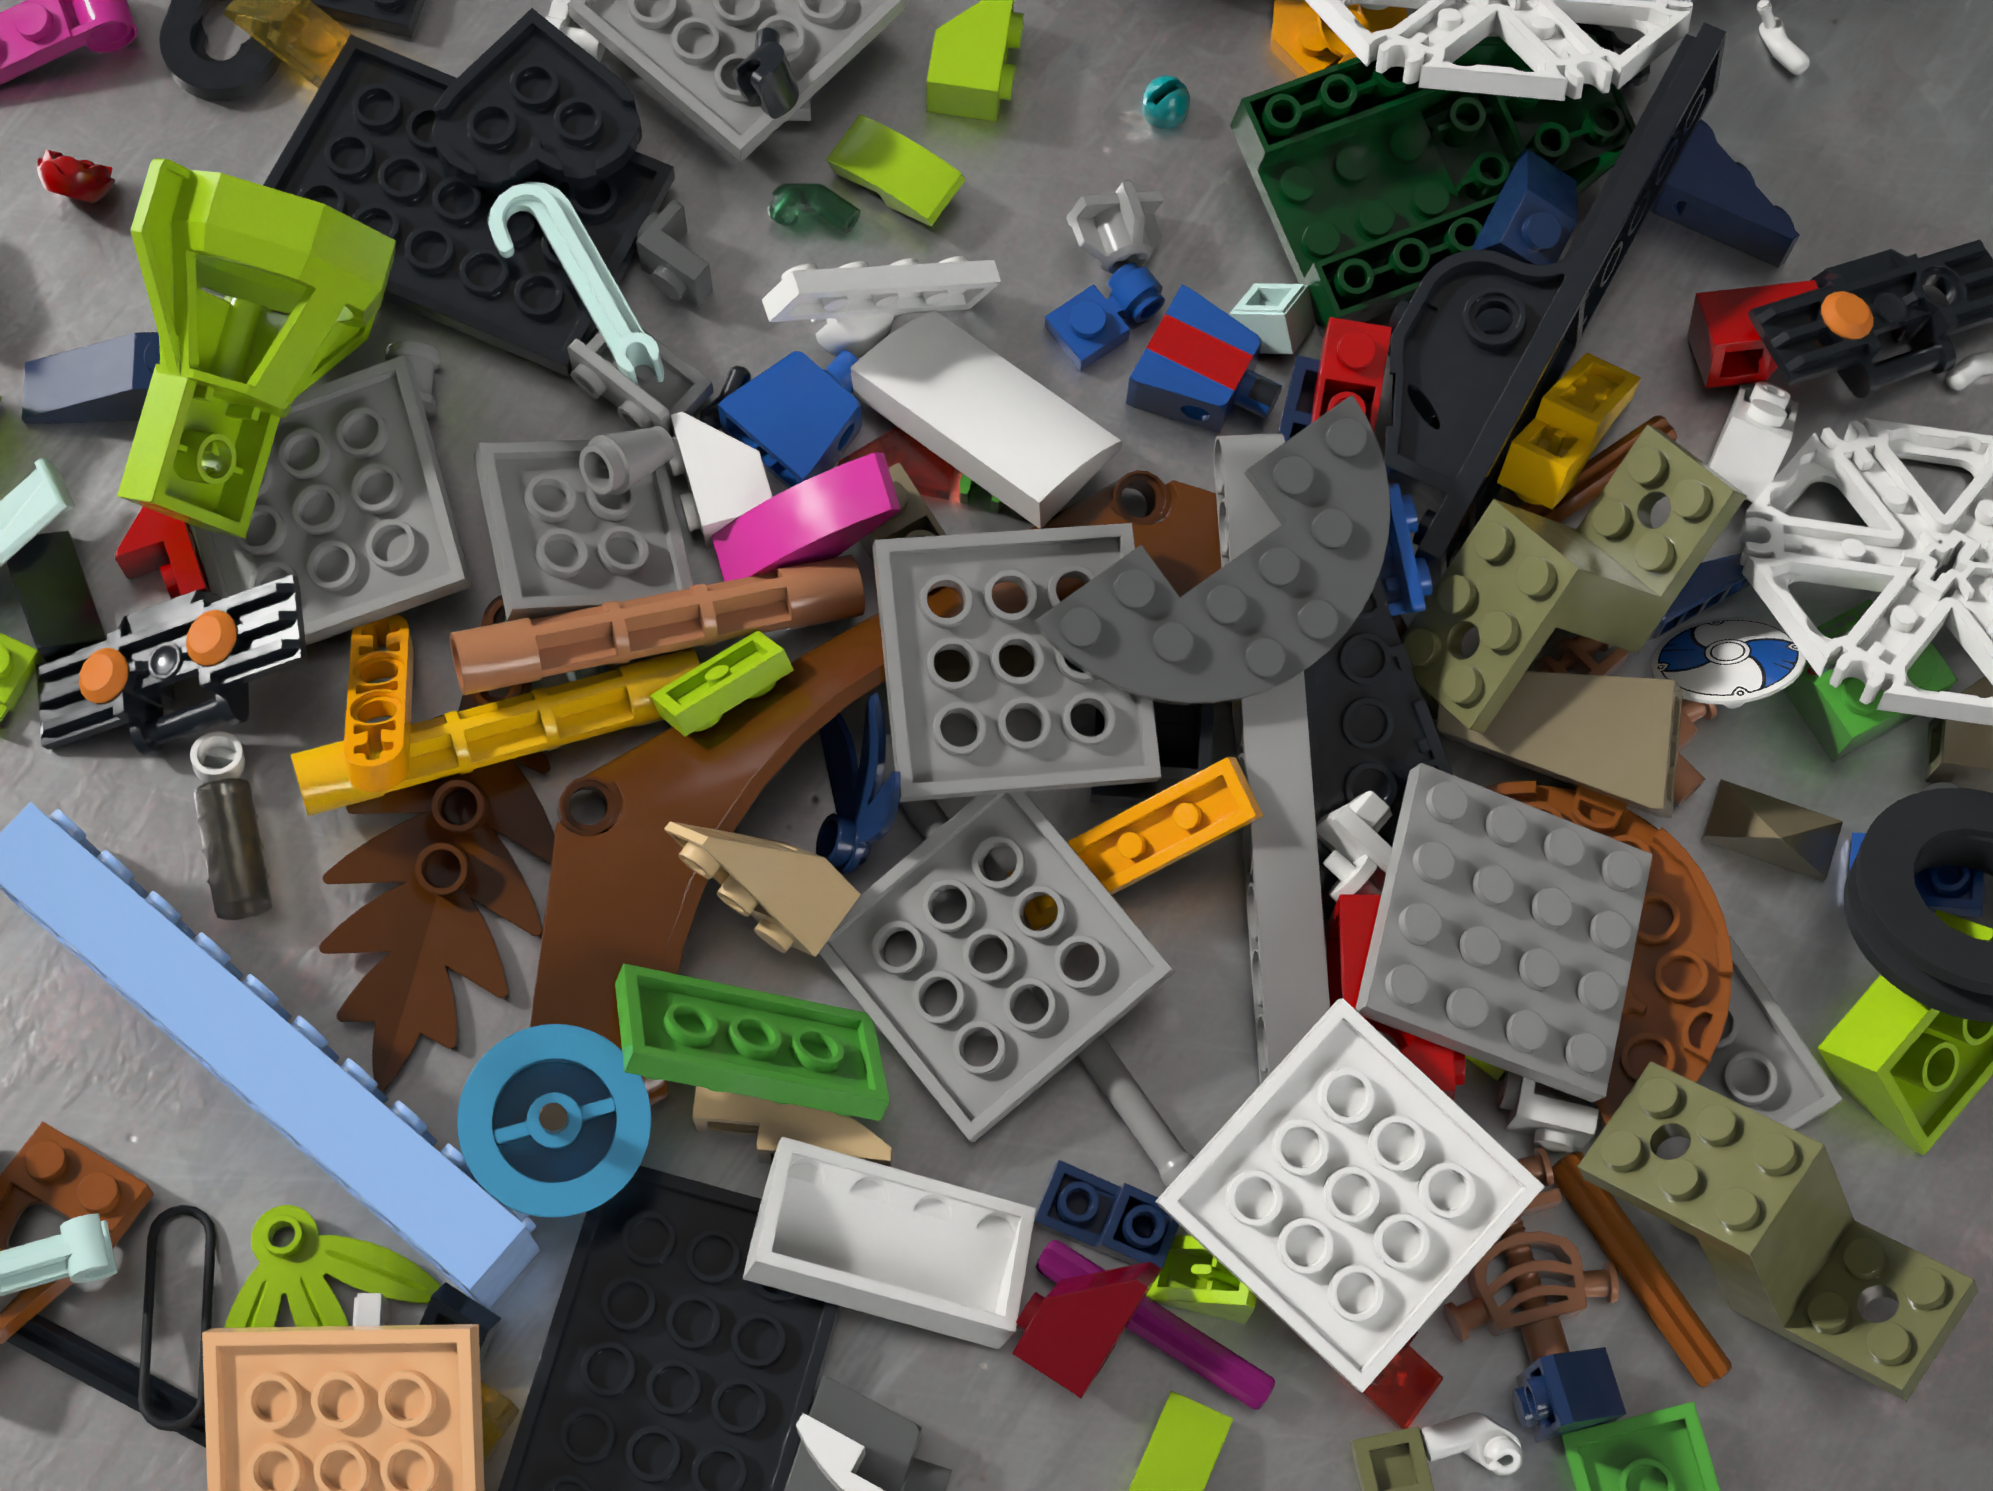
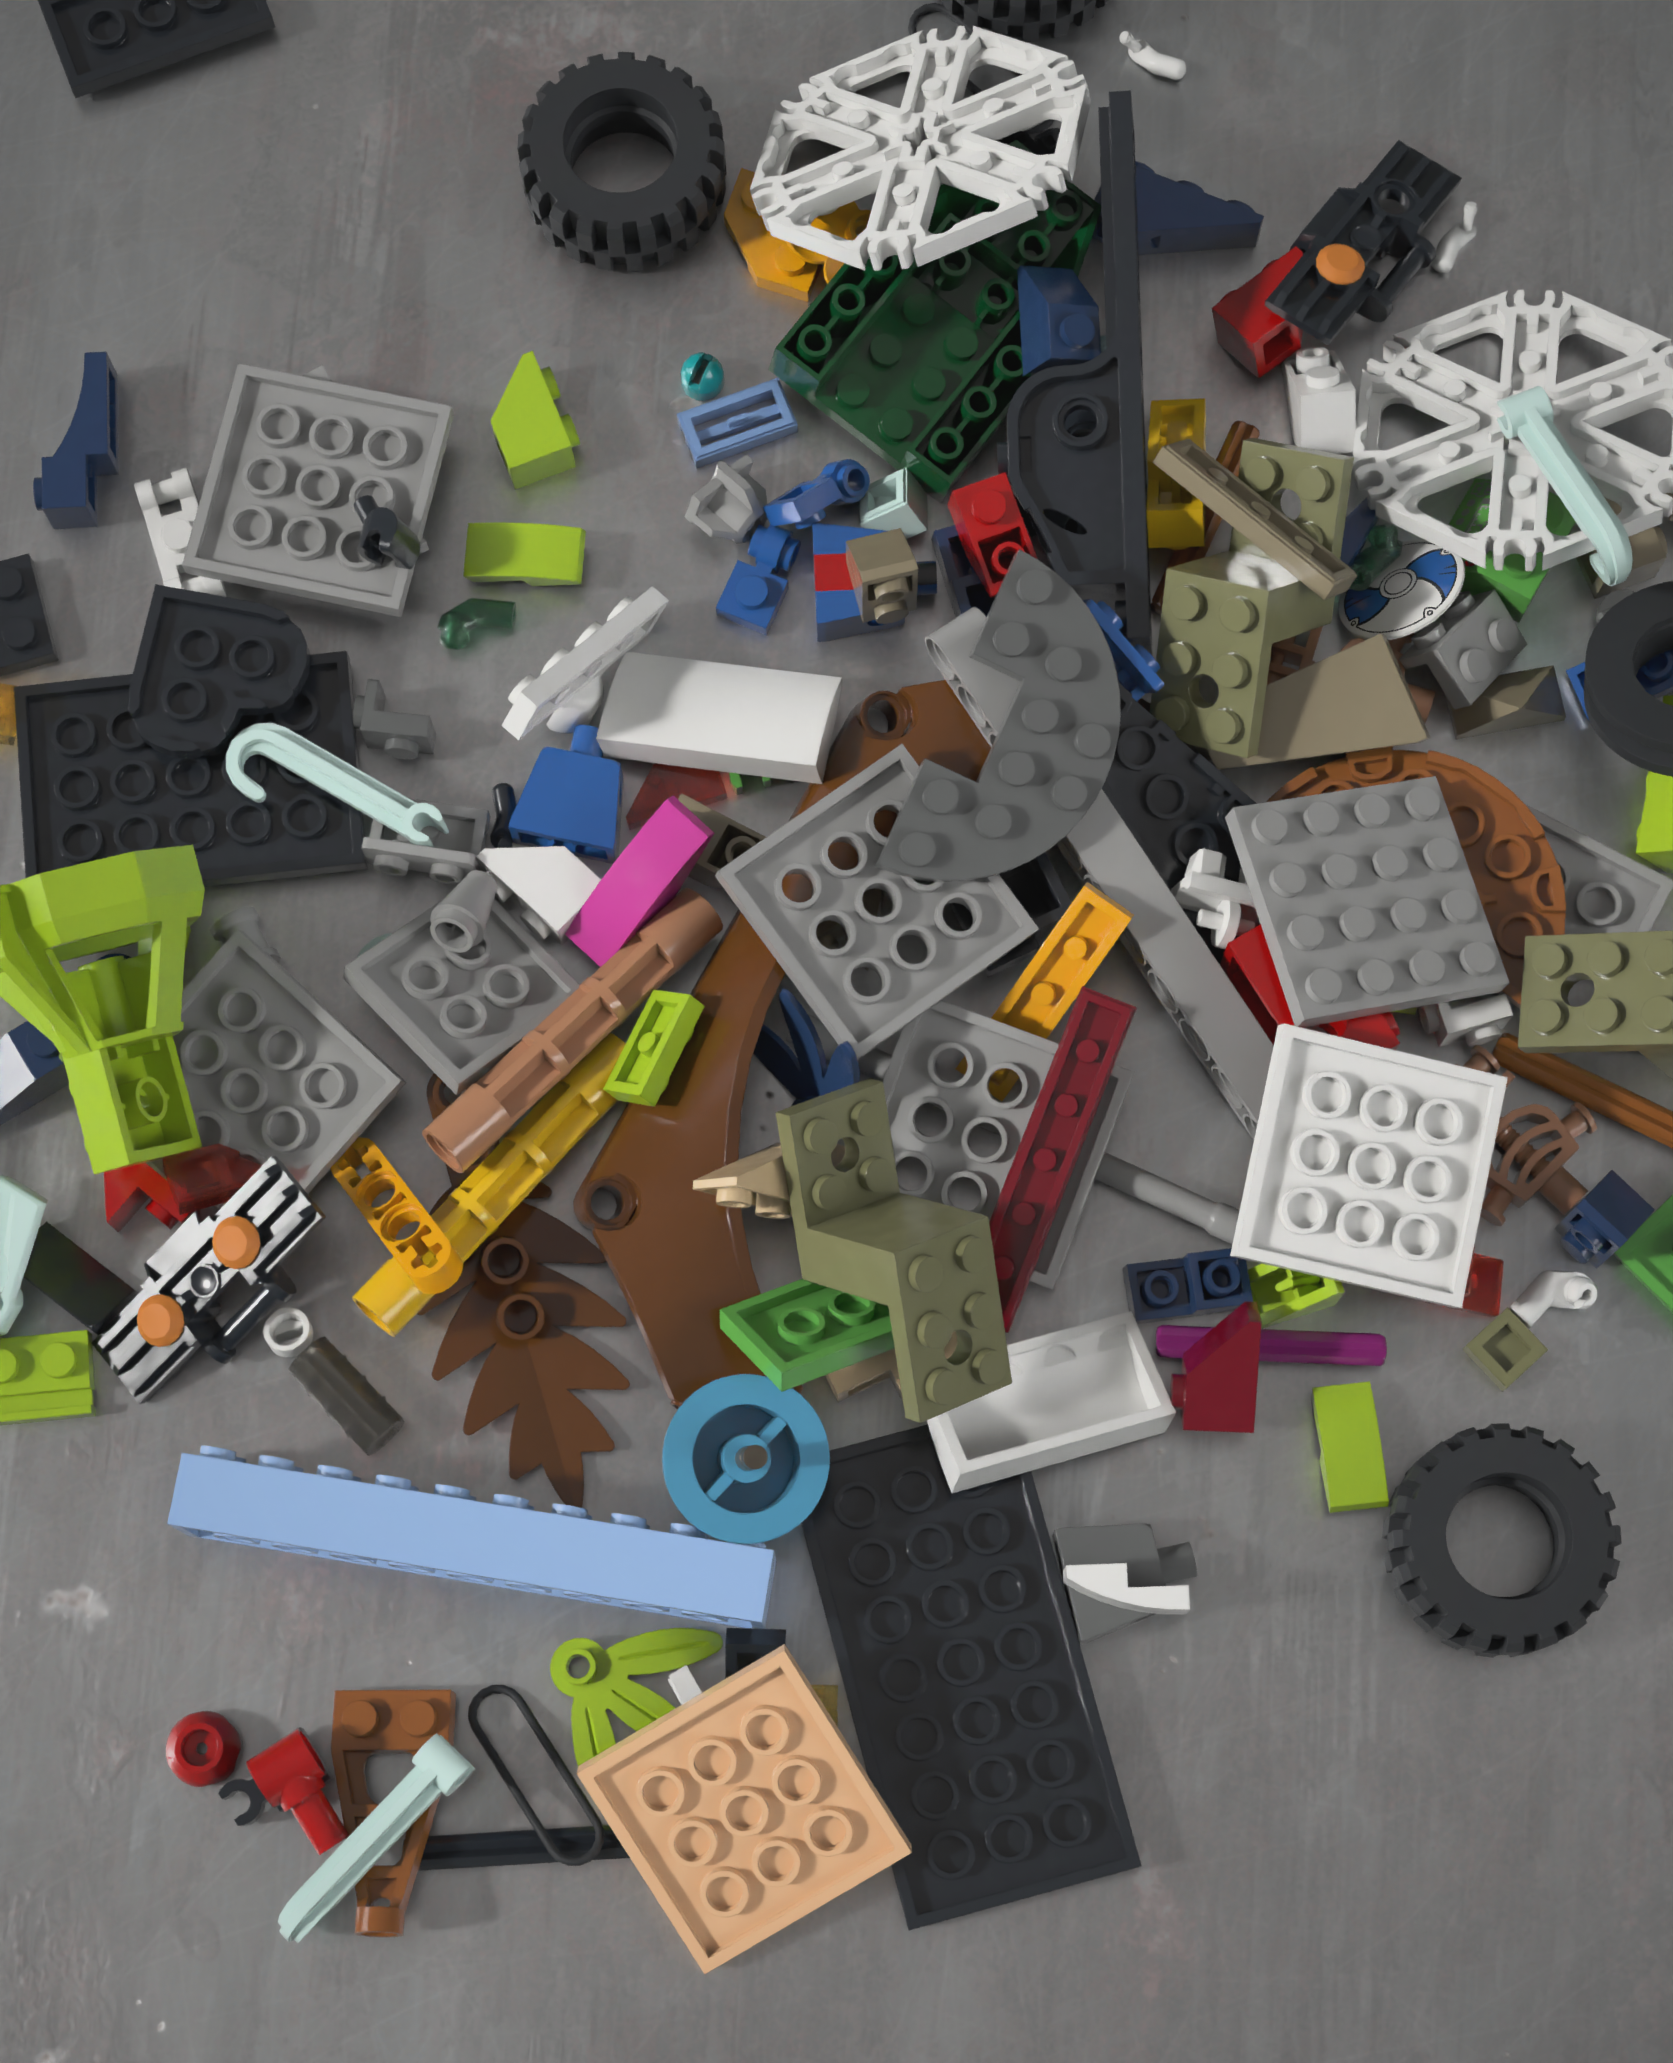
camera: 25 degrees left, 5 degrees up
(227, 564) = (206, 1176): none -> clear red tile
(826, 1004) = (894, 1249): none -> olive bracket
(1038, 1003) = (1054, 1140): none -> dark red tile
(1171, 170) = (743, 441): none -> medium blue tile
(1214, 363) = (883, 576): none -> dark tan slope
(1234, 265) = (803, 505): none -> blue plate
(1614, 504) = (1255, 518): none -> dark tan tile
(1716, 619) = (1376, 558): none -> clear green arm
(1763, 750) = (1467, 646): none -> light grey bracket
(1953, 560) = (1531, 419): none -> light aqua piece

